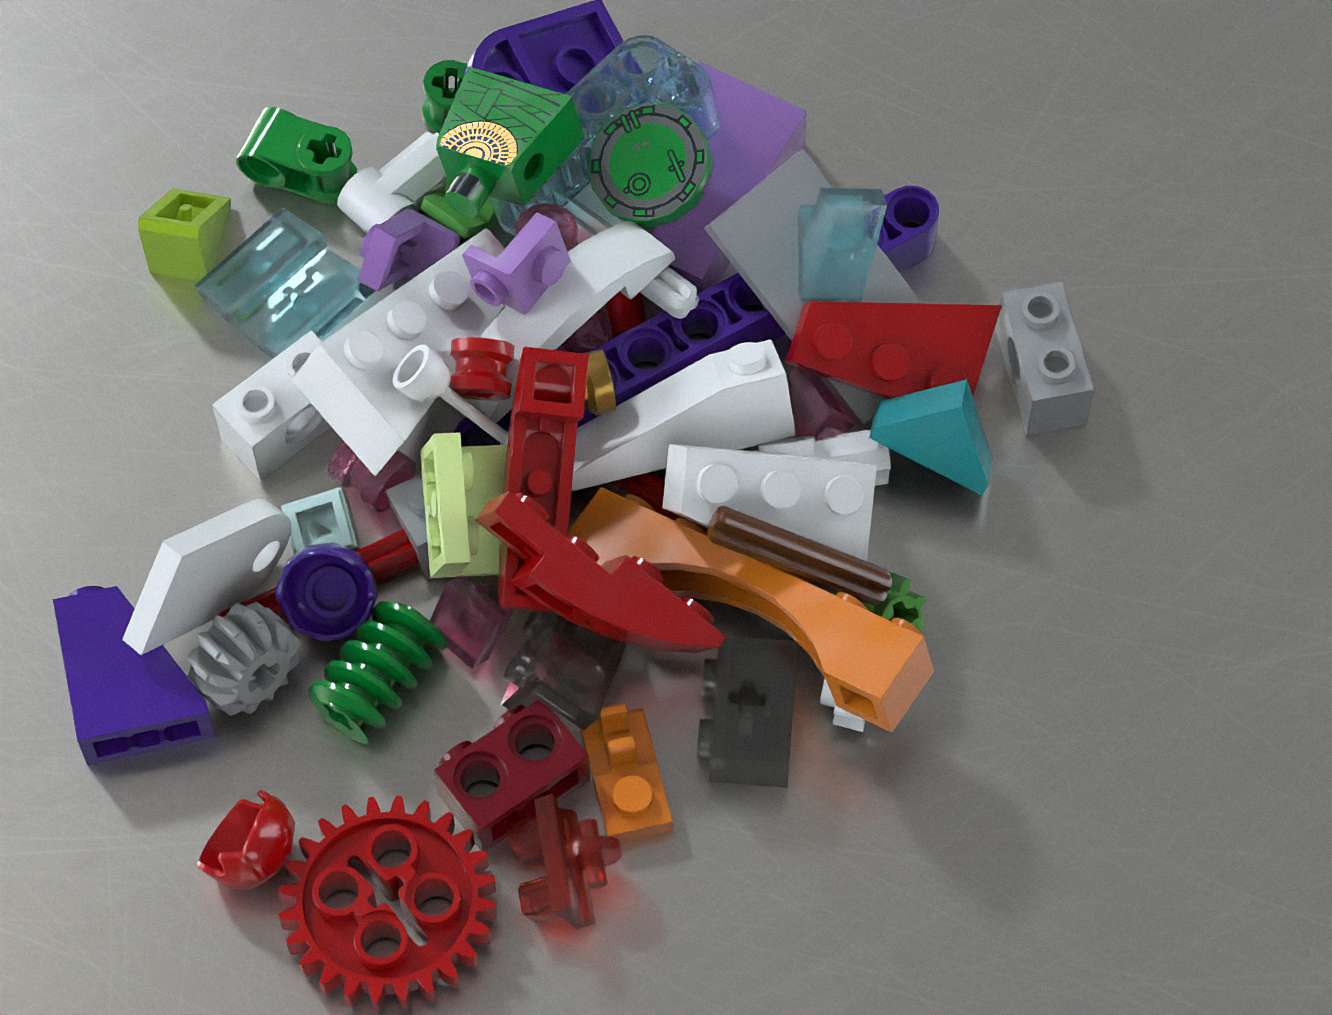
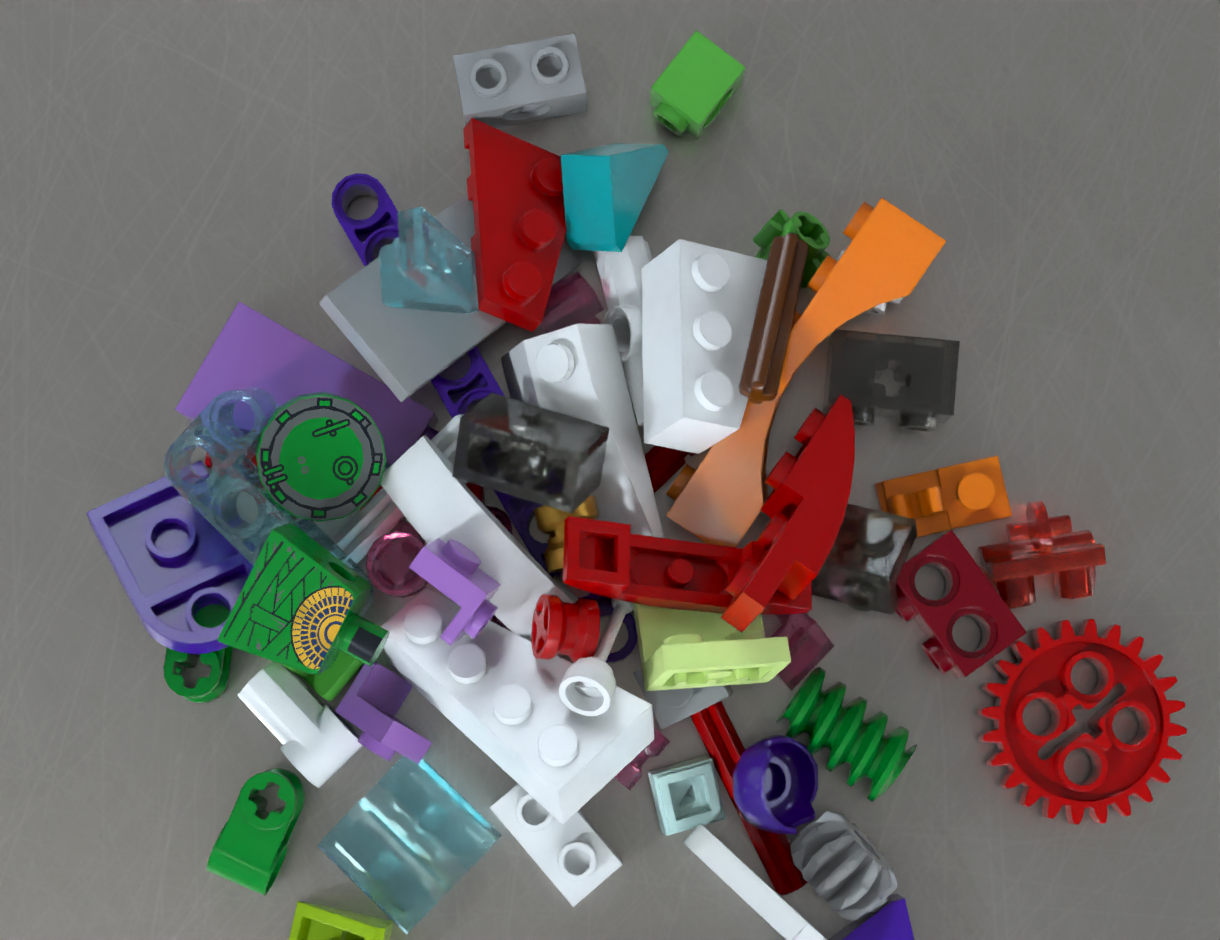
camera: 90 degrees left, 20 degrees up
(249, 843) = (1026, 857): red hair -> none
(655, 335) = (530, 452): none -> clear smoke brick
(1053, 521) = (695, 86): none -> bright green brick

